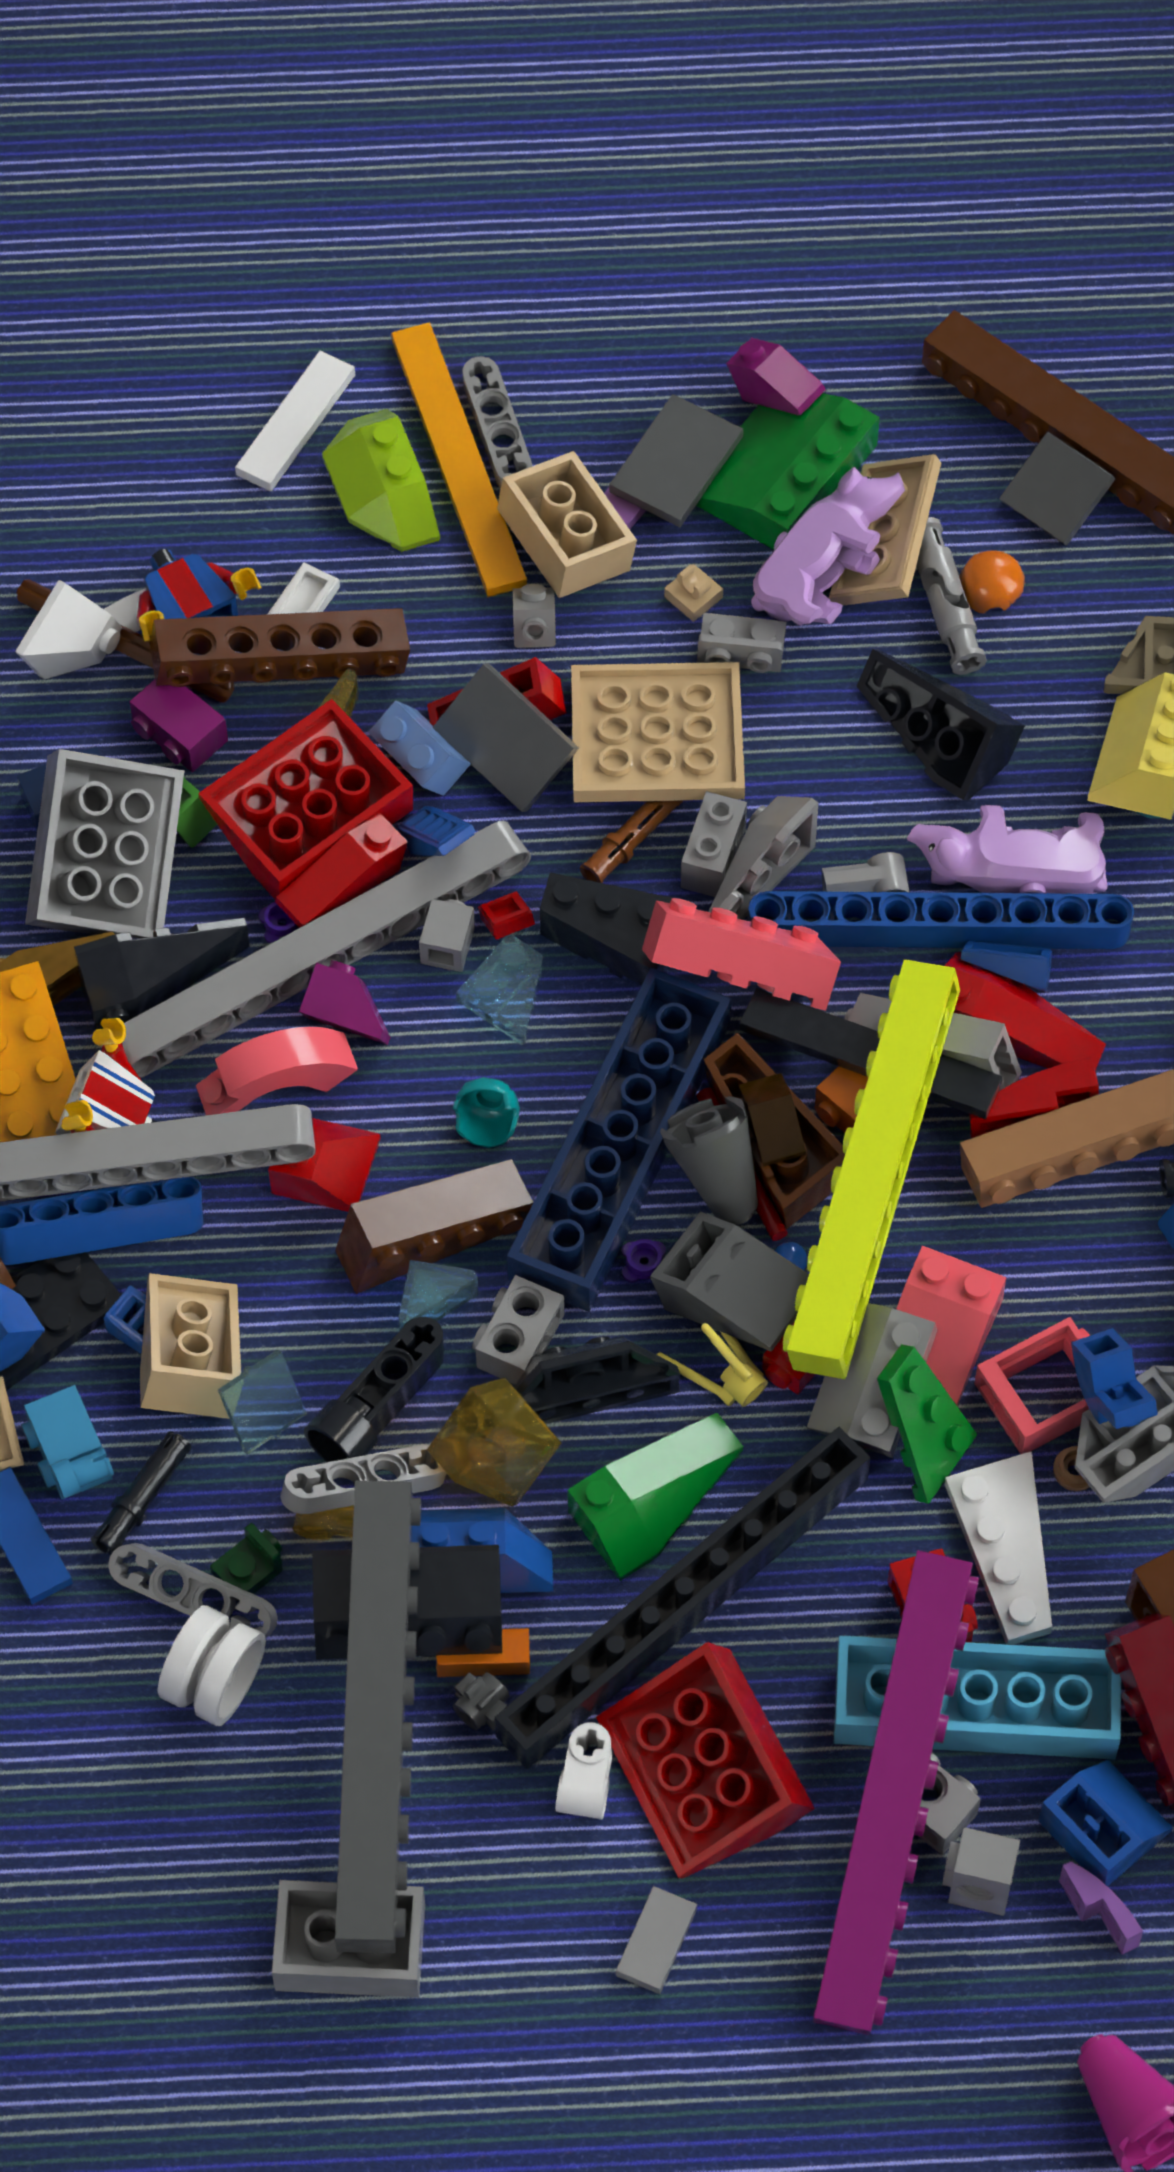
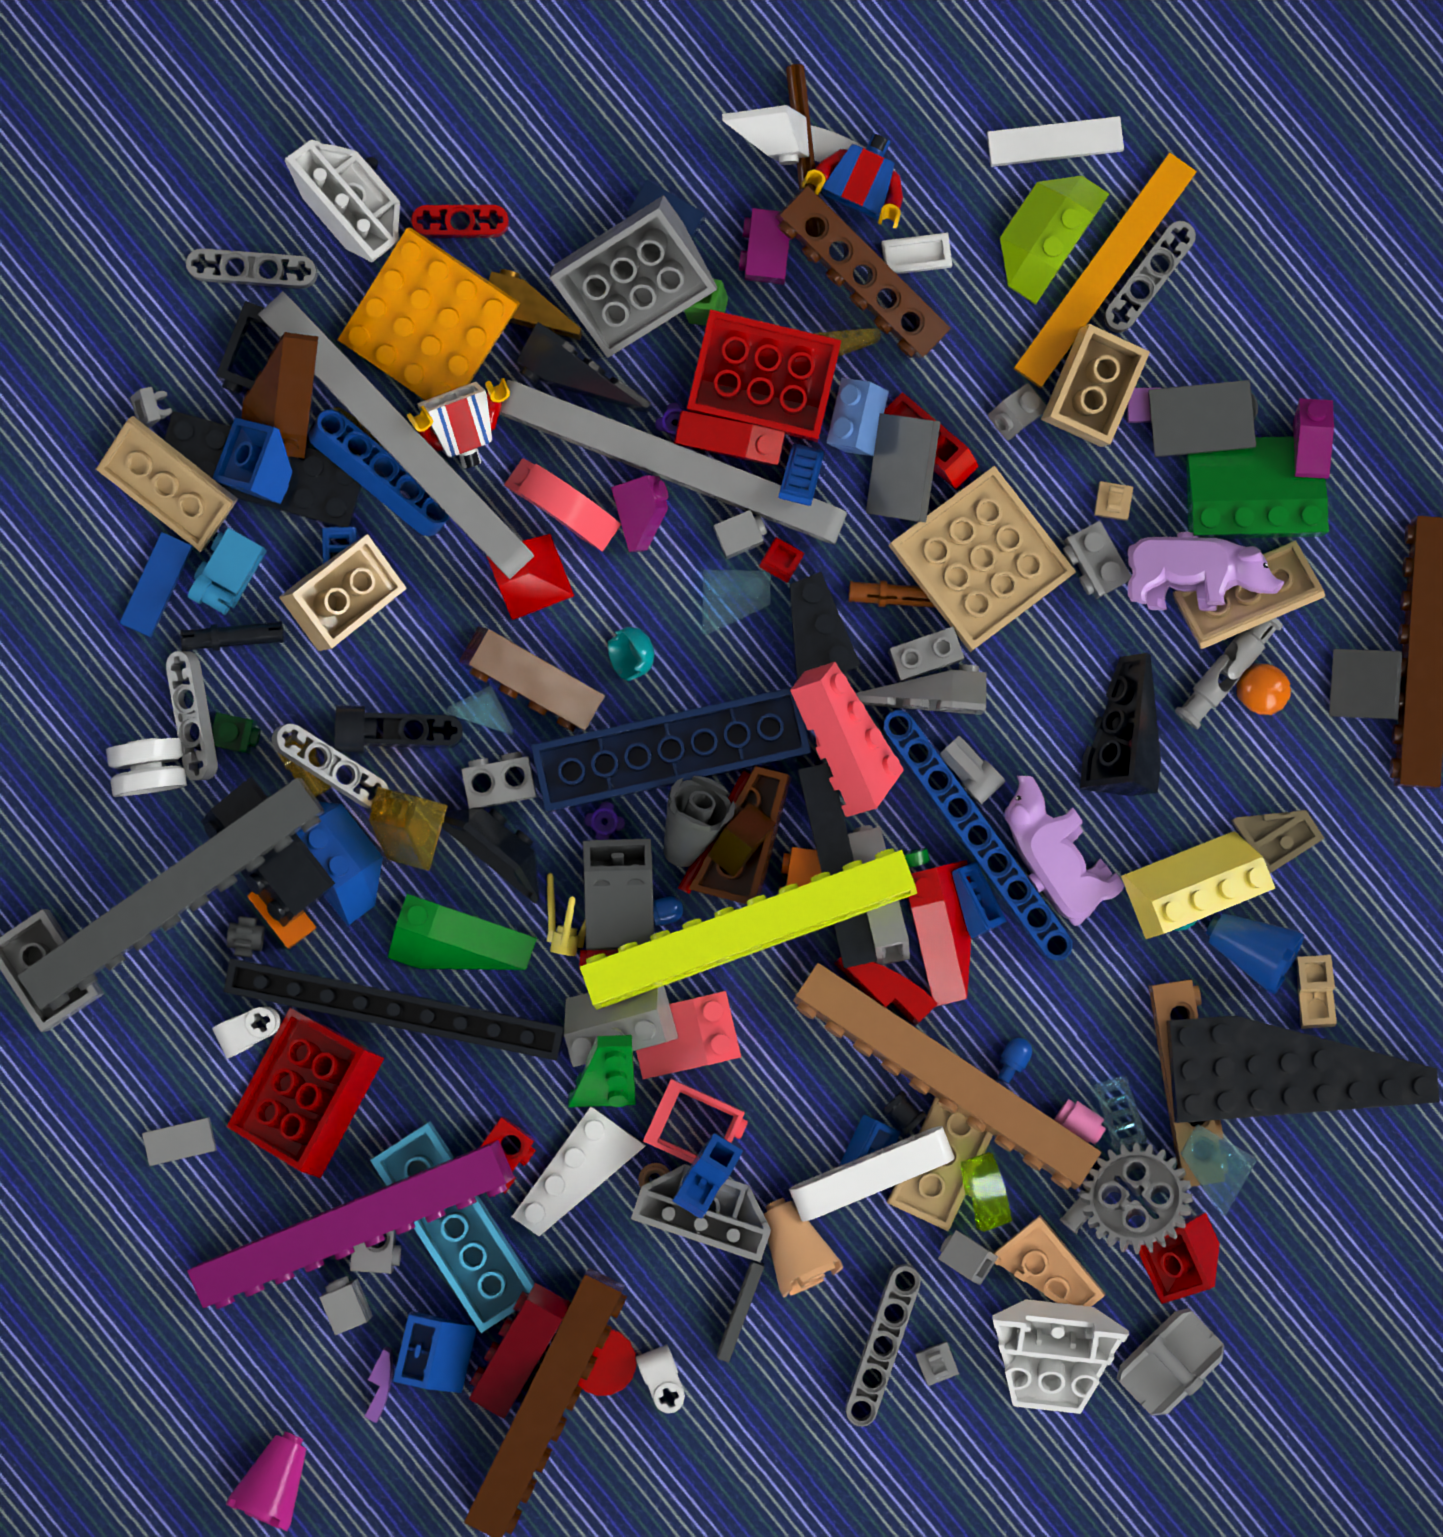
camera: 50 degrees right, 25 degrees up
(262, 1401) = (335, 666): clear light blue piece -> none

